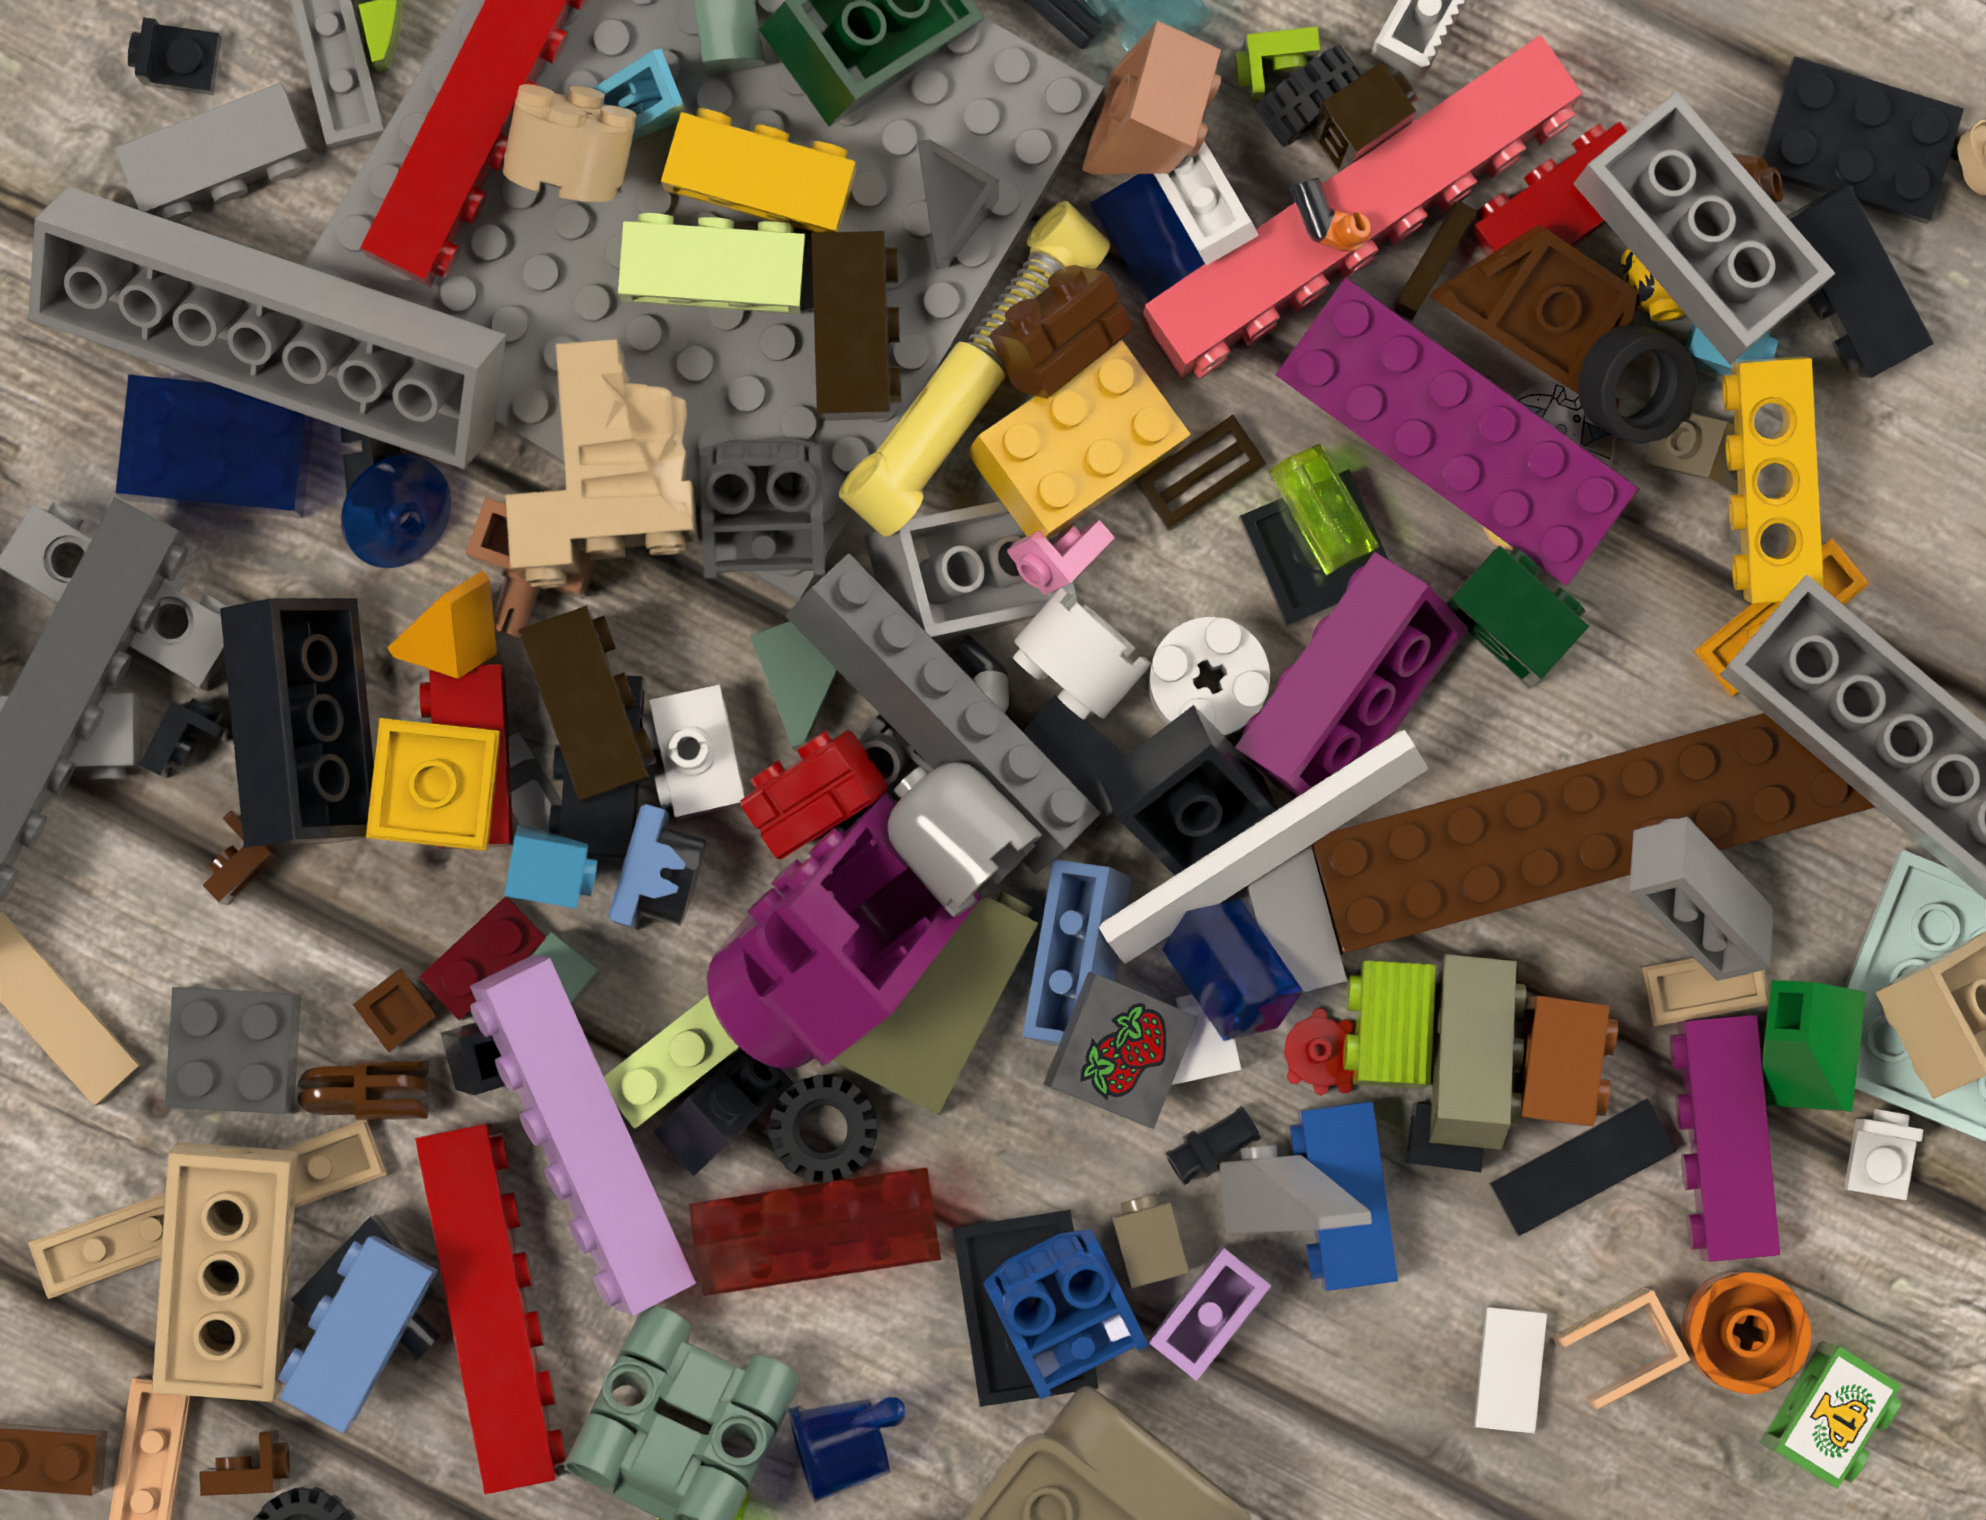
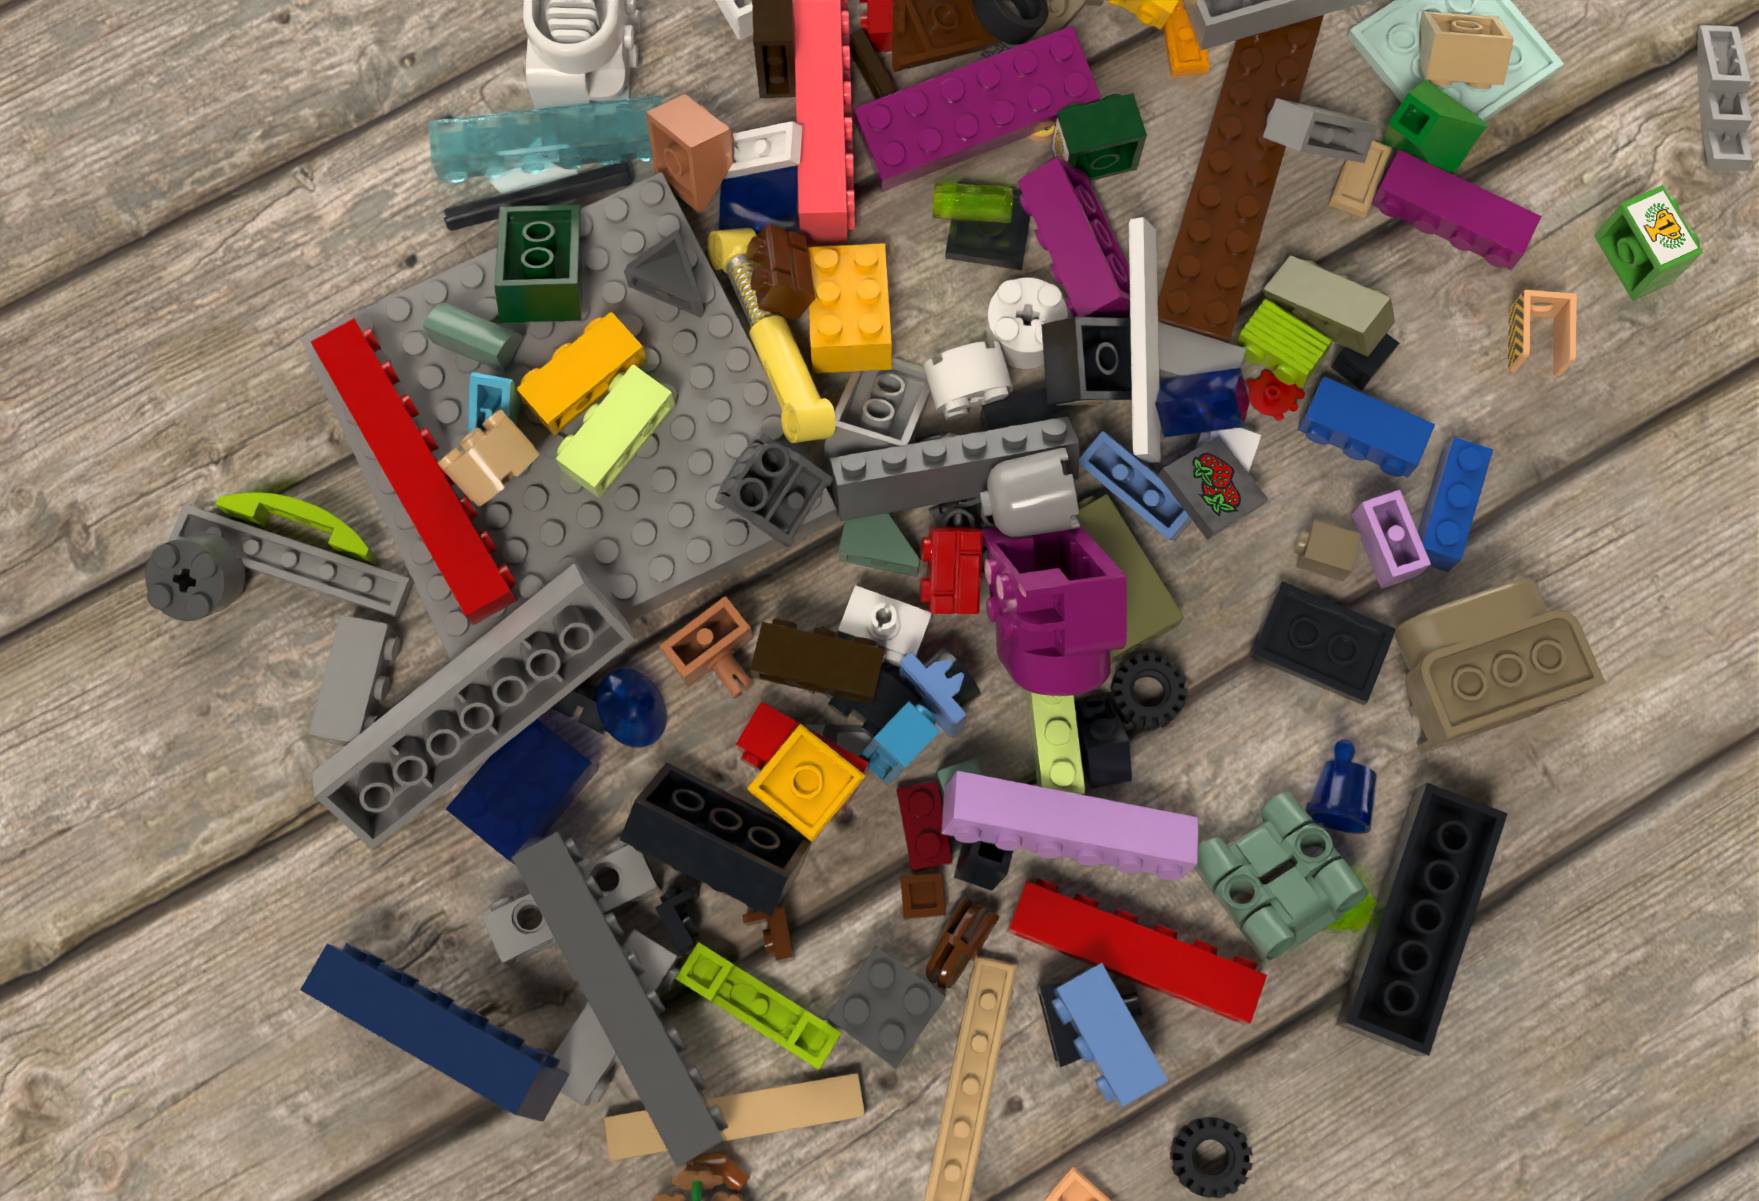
camera: 55 degrees left, 10 degrees down
(141, 898) = (759, 1006): none -> lime slope
(174, 57) = (284, 672): black bracket -> none
(191, 1295) = (1048, 1090): tan brick -> none
(238, 1476) = (1147, 1172): reddish brown bracket -> none
(453, 632) = (725, 716): light orange slope -> none
(620, 473) = (696, 550): tan brick -> none
(814, 1231) = (1208, 731): clear red brick -> none
(854, 325) = (703, 375): dark brown brick -> none
(1062, 559) = (906, 359): bright pink bracket -> none
(1063, 1309) = (1341, 614): blue slope -> none
(1159, 501) = (906, 293): dark brown tile -> none
(1205, 1150) = (1291, 484): black pin -> none
(1283, 49) = (705, 82): lime bracket -> none
(1283, 1195) = (1351, 451): light grey slope -> none
(1295, 103) = (740, 74): black tyre -> none
(1310, 1363) = (1453, 501): none -> blue brick
(1326, 224) = (821, 89): arm -> none
(1510, 1370) = (1516, 403): white tile -> none
(1565, 1060) = (1366, 254): dark orange brick -> none
(1582, 1167) = (1423, 298): black tile -> none
(1762, 1362) = (1573, 258): orange brick -> none
(1882, 1155) = (1510, 141): white bracket -> none

